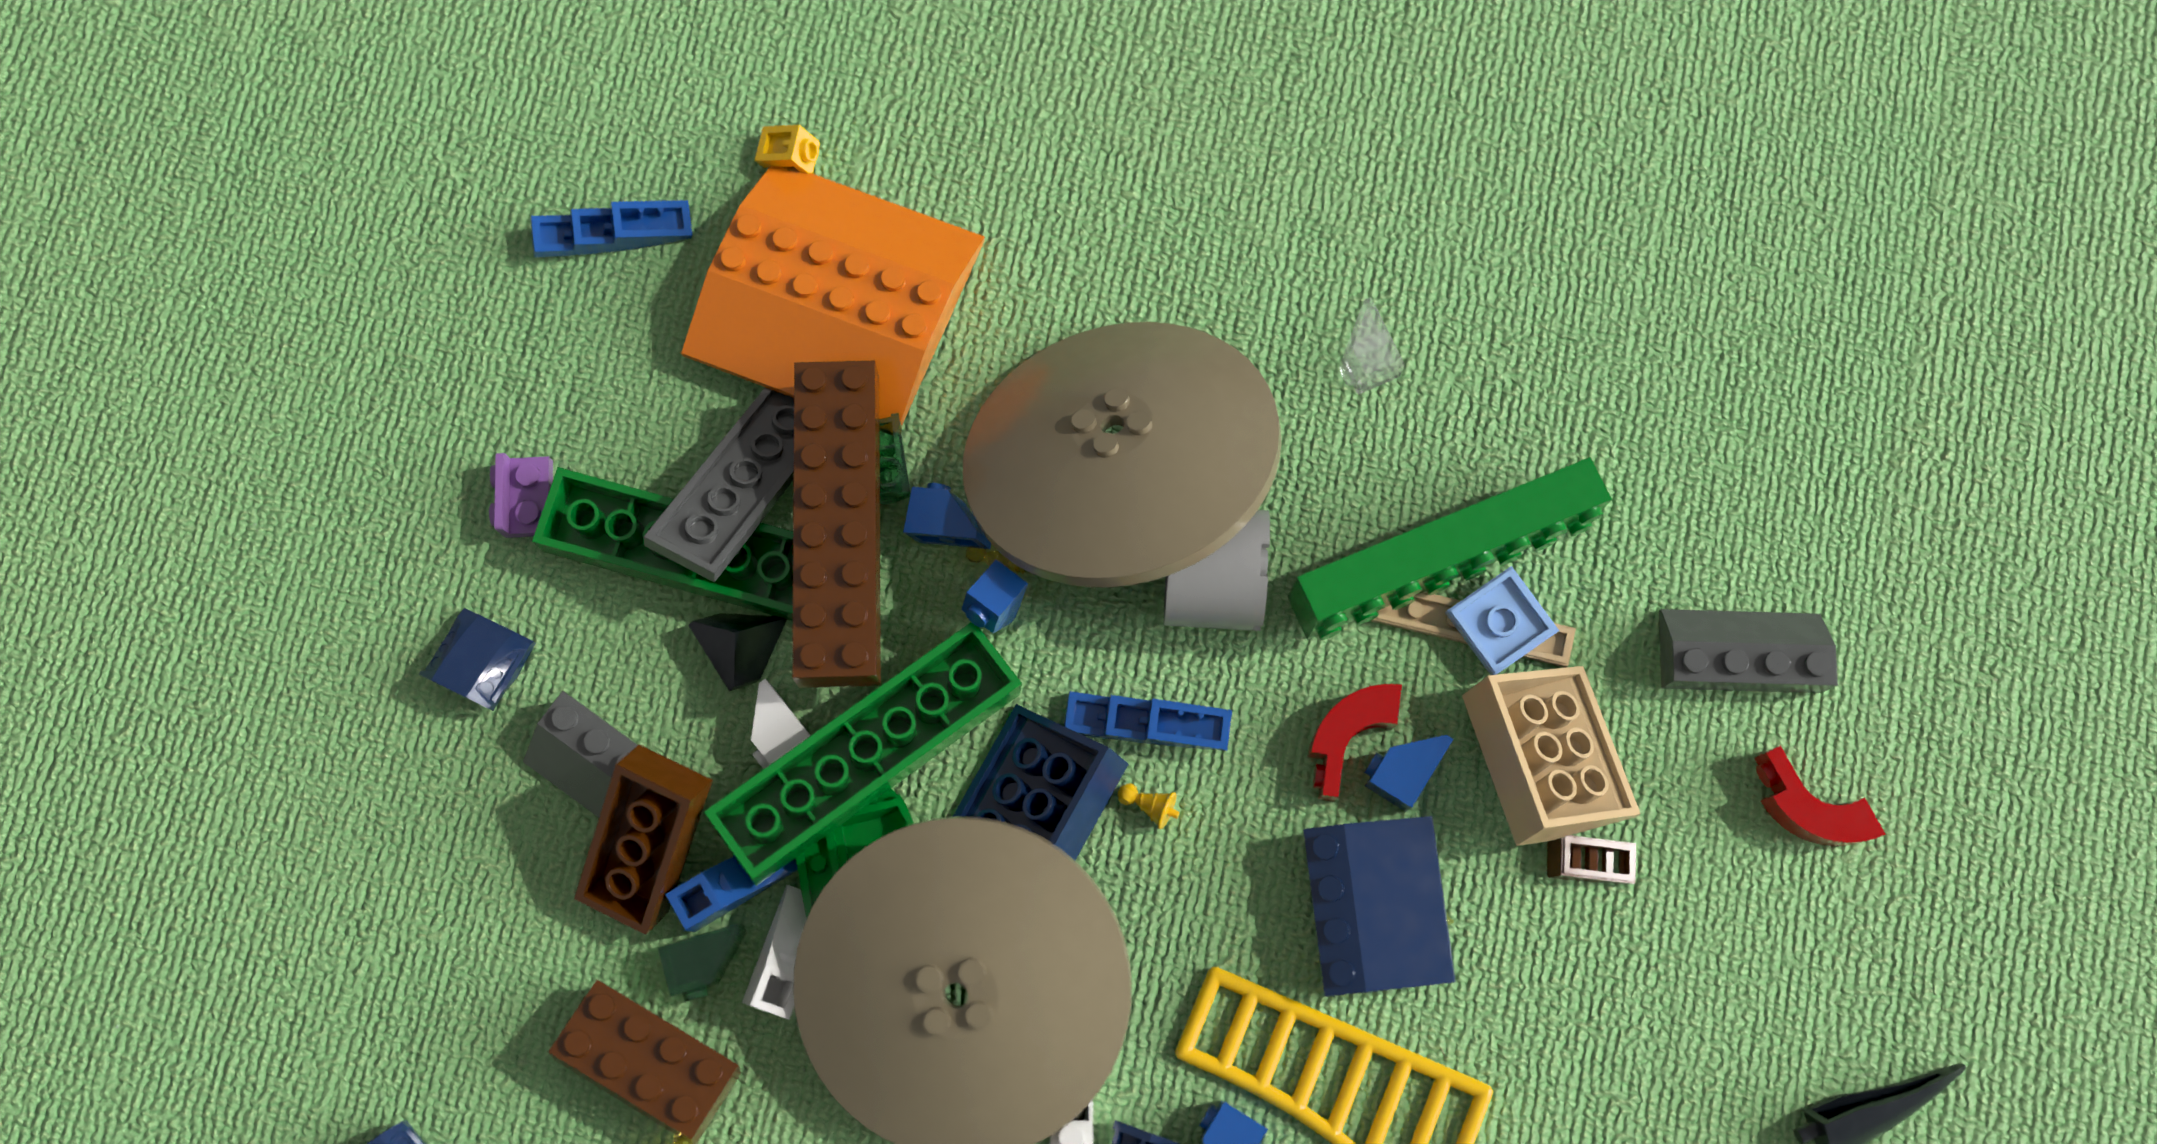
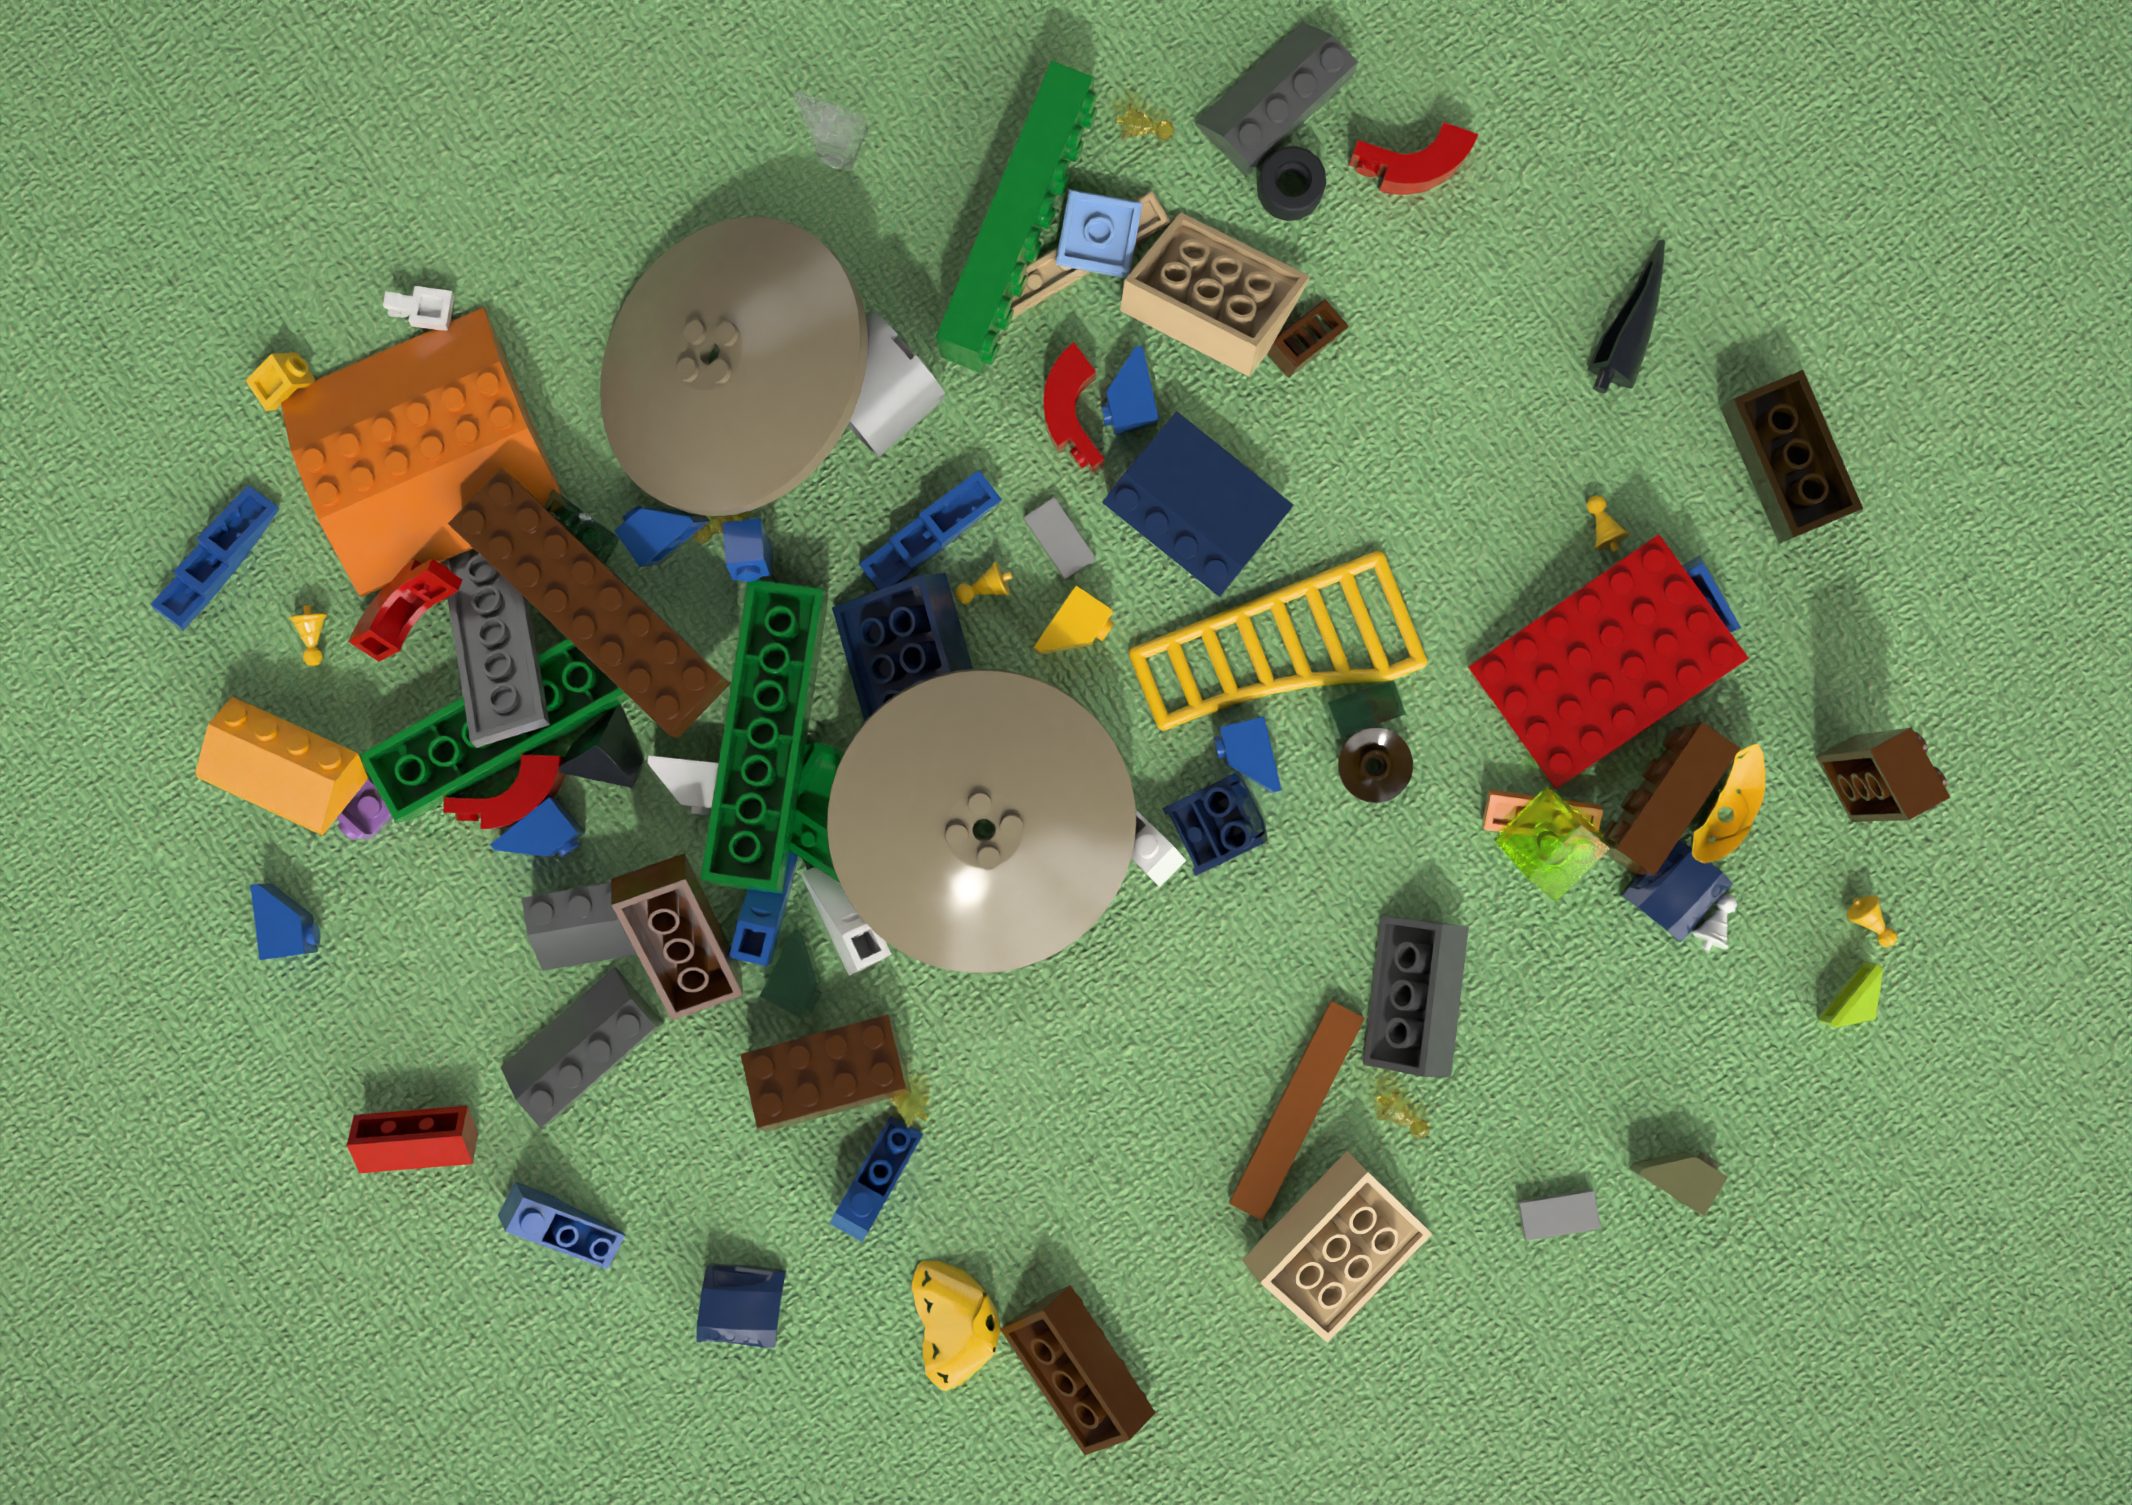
camera: 45 degrees left, 10 degrees up
(296, 792) = (412, 1139): none -> red brick
(329, 971) = (558, 1226): none -> blue slope
(376, 535) = (282, 924): none -> blue slope
(478, 659) = (440, 934): dark blue slope -> none
(487, 849) = (579, 1047): none -> dark grey slope
(495, 419) = (279, 765): none -> light orange slope
(622, 342) = (309, 628): none -> yellow piece
(630, 658) = (542, 832): none -> blue slope
(642, 620) = (535, 783): none -> red arch
(702, 389) = (400, 605): none -> red arch
(941, 198) = (426, 308): none -> white plate
(1190, 904) = (1076, 624): none -> yellow slope
(1243, 824) = (1059, 538): none -> light grey tile
(1613, 567) = (1138, 124): none -> clear yellow piece
(1715, 715) = (1298, 161): none -> black tyre

